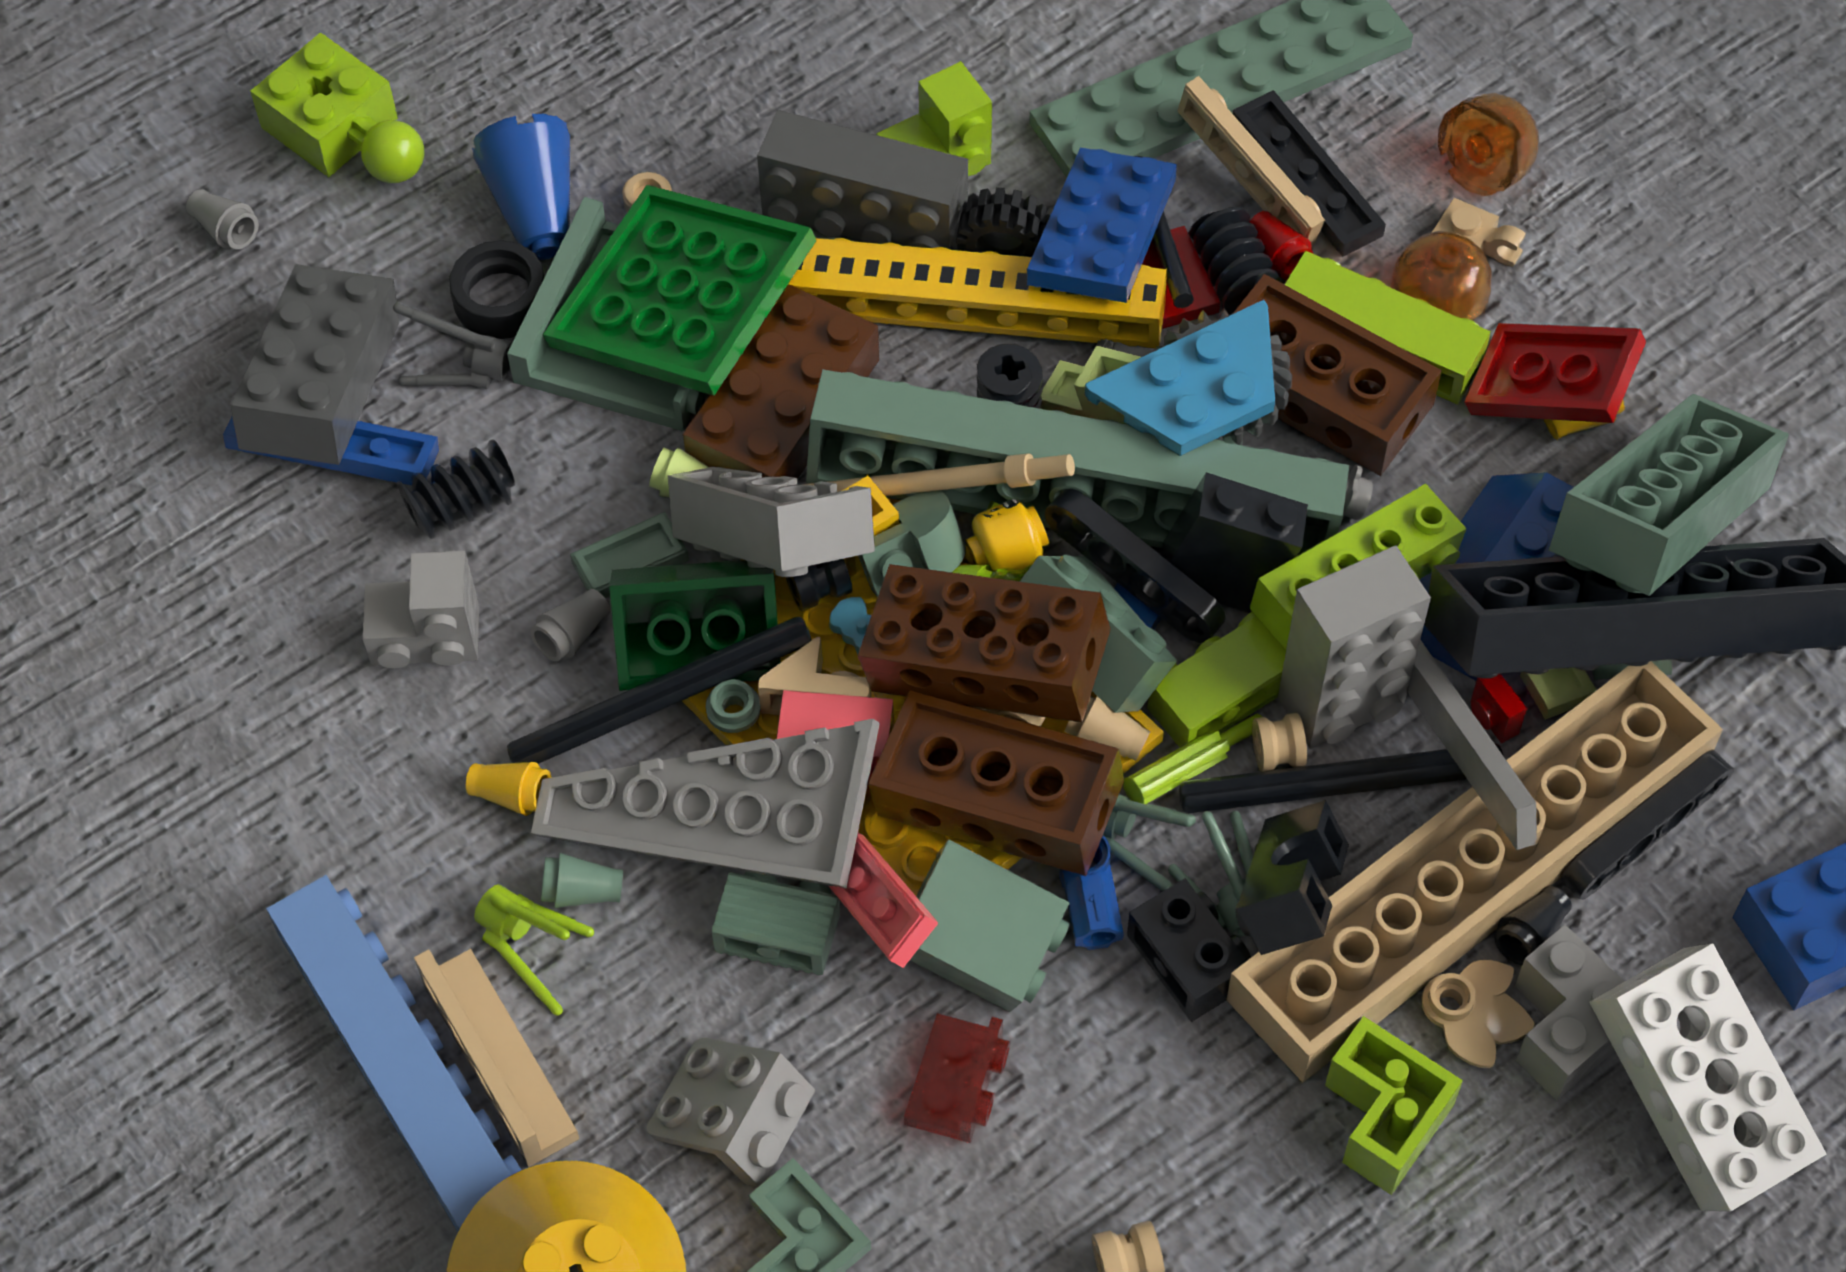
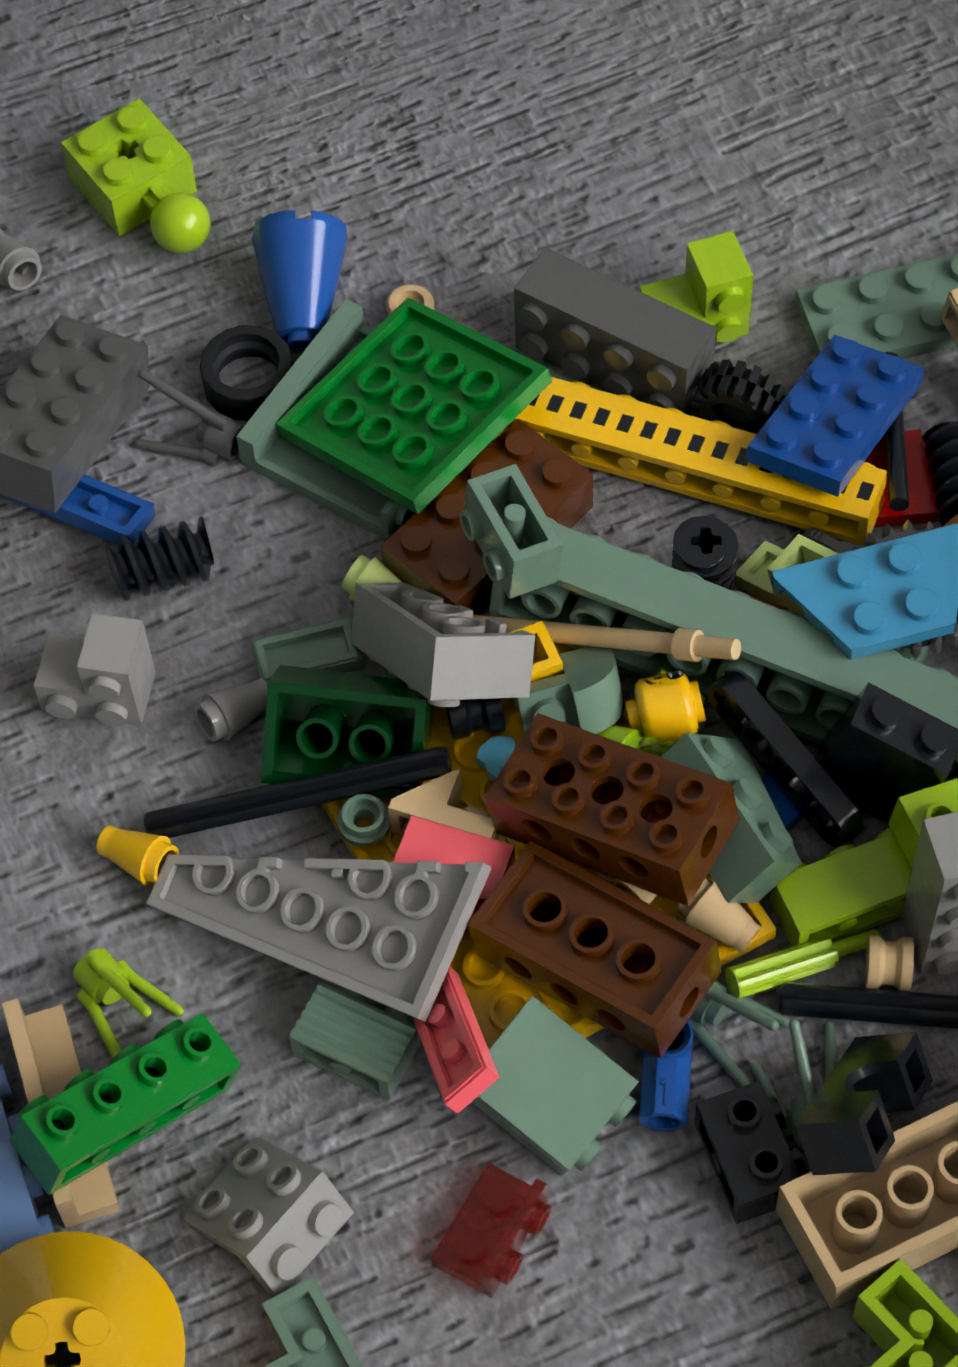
camera: 15 degrees right, 0 degrees up
(563, 1028) = (123, 1102): none -> green brick
(579, 882) = (177, 960): sand green cone -> none
(824, 390) = (511, 531): none -> sand green brick

